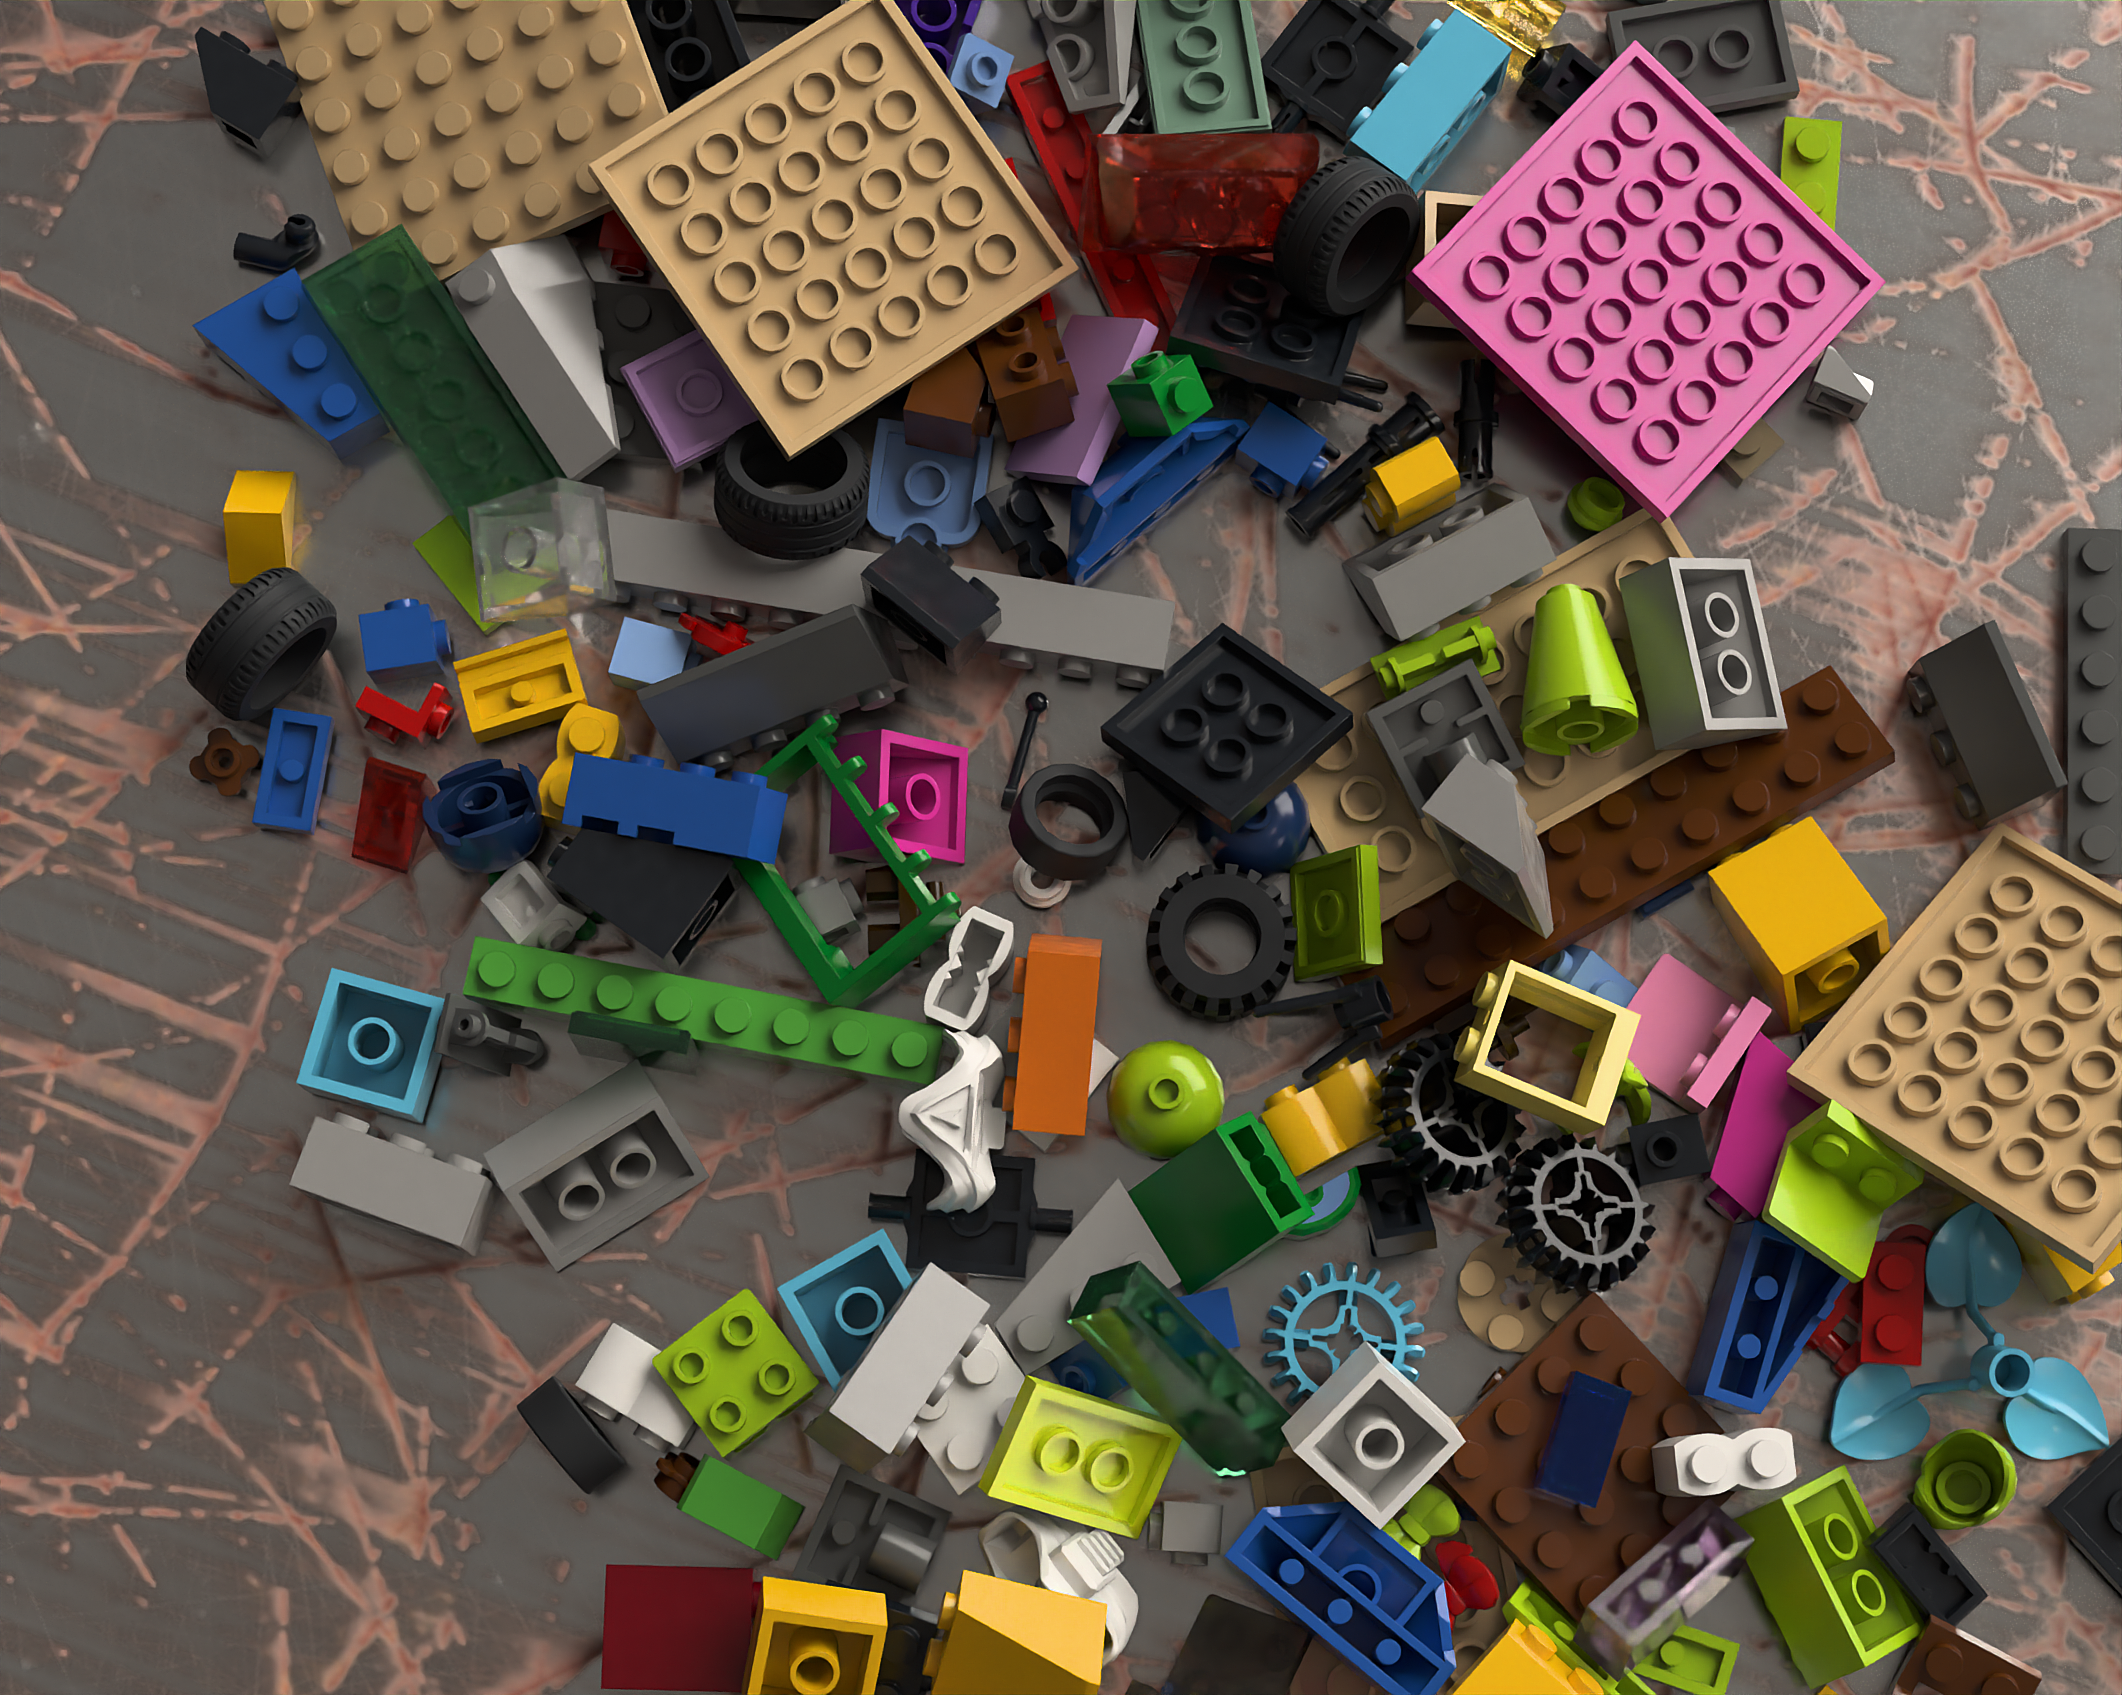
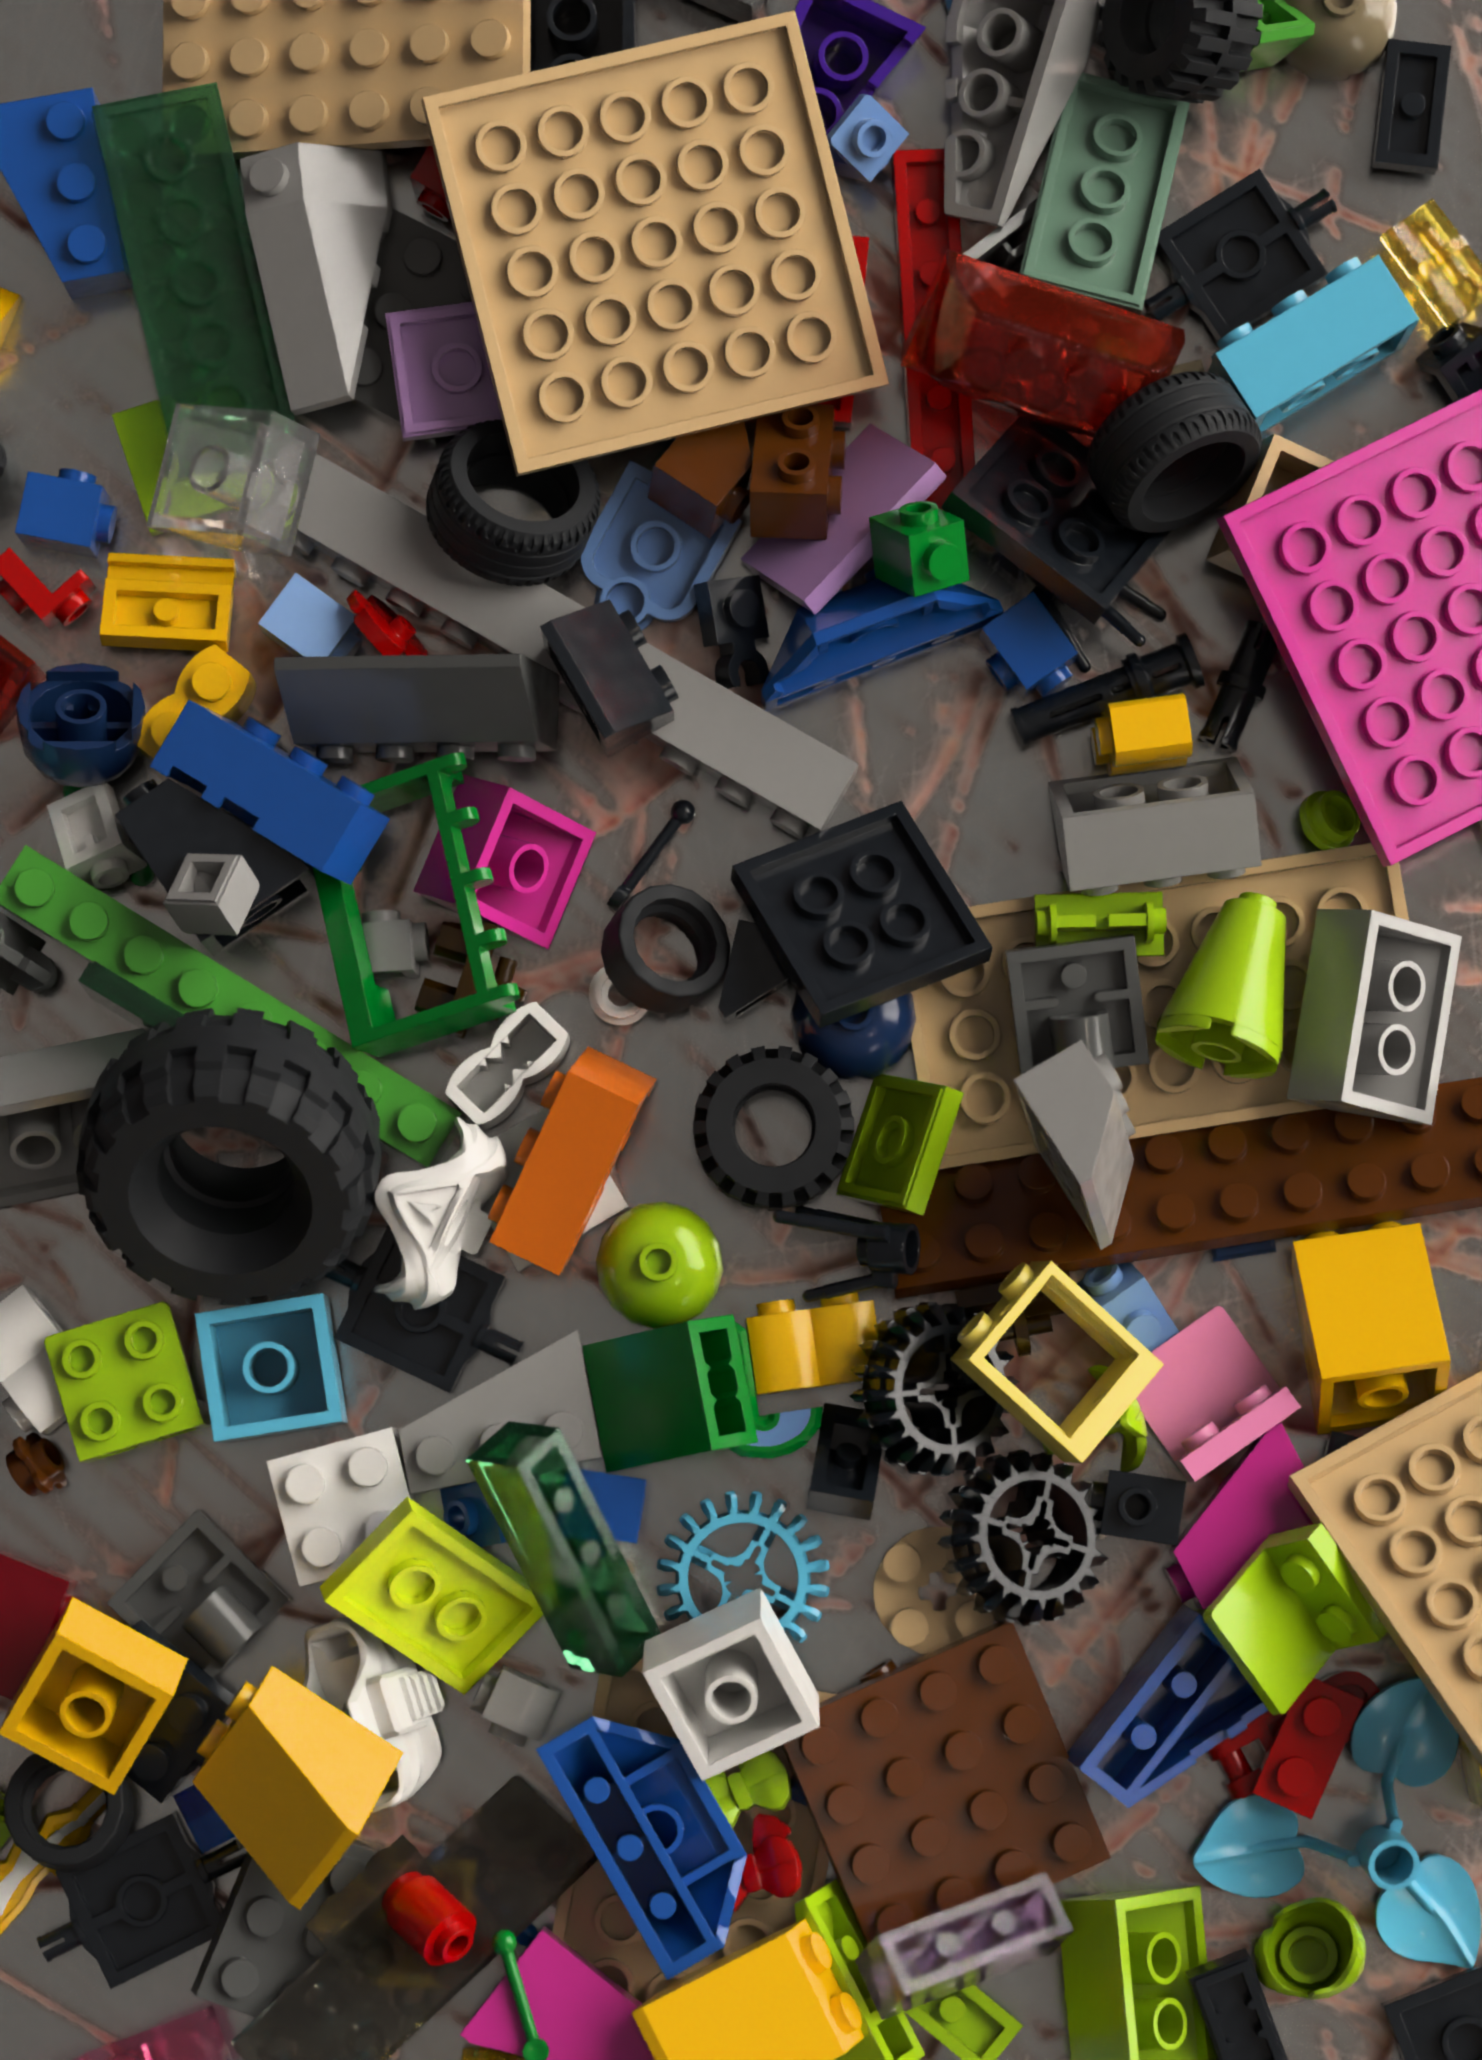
camera: 20 degrees right, 5 degrees up
(283, 250) = (90, 60): black arm -> none
(658, 912) = (212, 894): none -> light grey slope
(740, 1507) = (80, 1516): bright green slope -> none
(770, 1203) = (217, 1224): none -> black tyre
(900, 1370) = (285, 1444): wedge -> none
(1582, 1439) = (940, 1767): clear blue tile -> none
(1724, 1462) = (1065, 1842): white brick -> none

